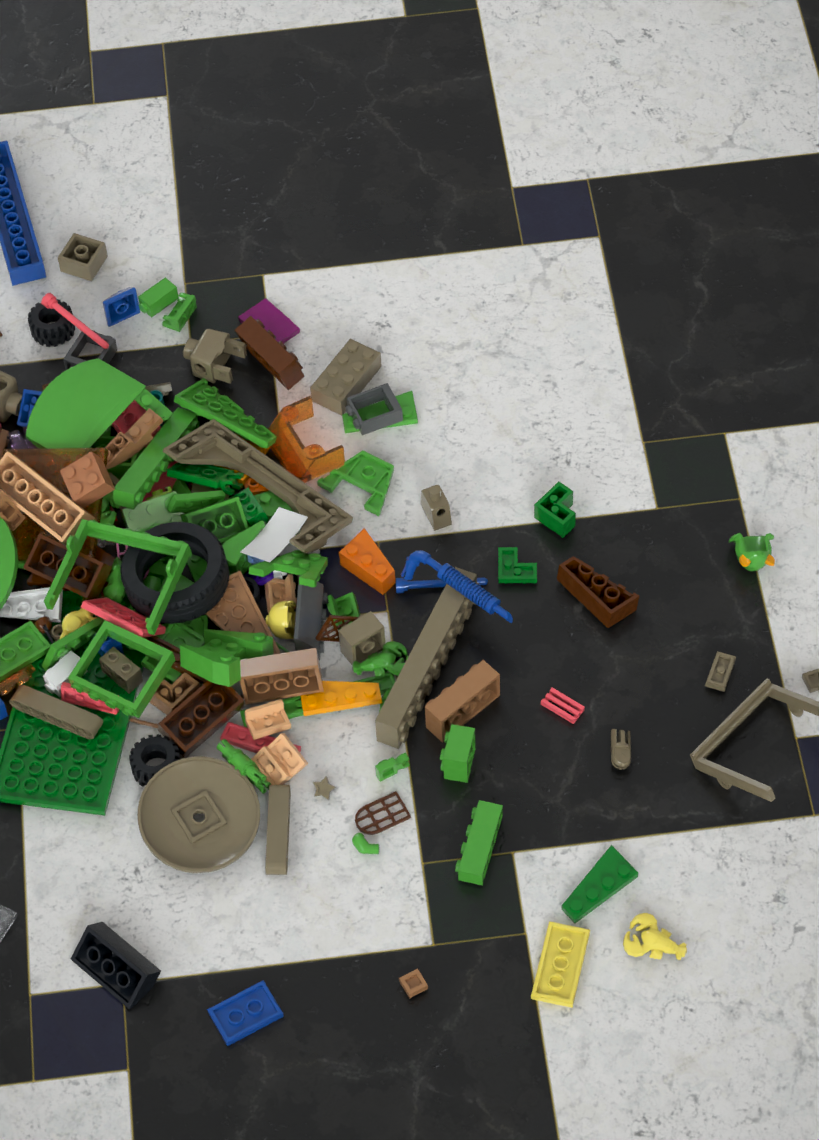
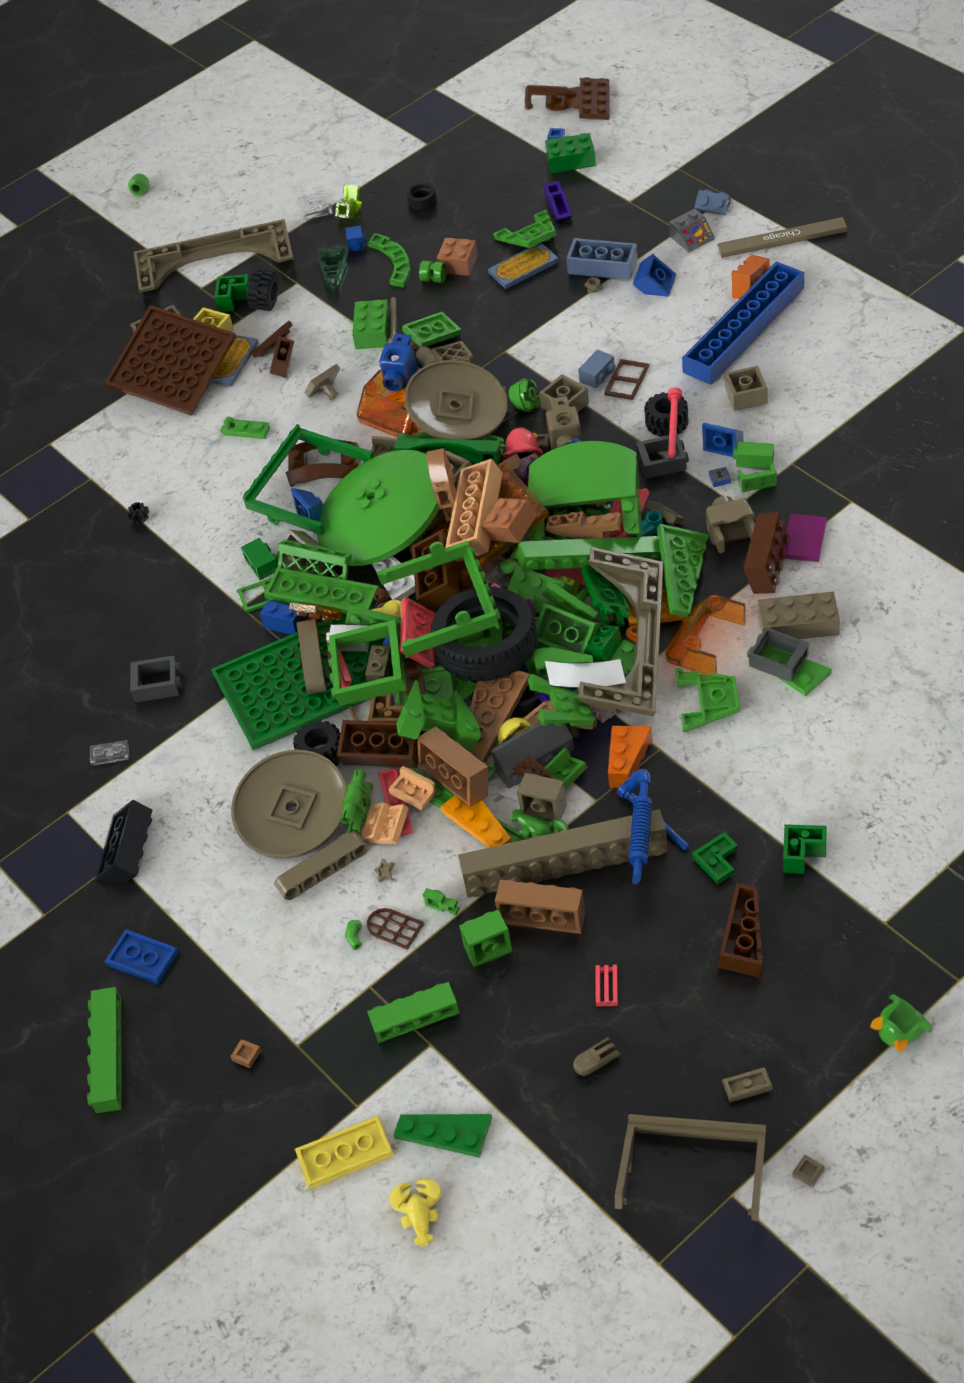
camera: 60 degrees right, 5 degrees down
(151, 334) = (719, 477): none -> tile
(320, 1085) = (105, 1050): none -> bright green brick
(432, 501) = (724, 755): dark tan torso -> none

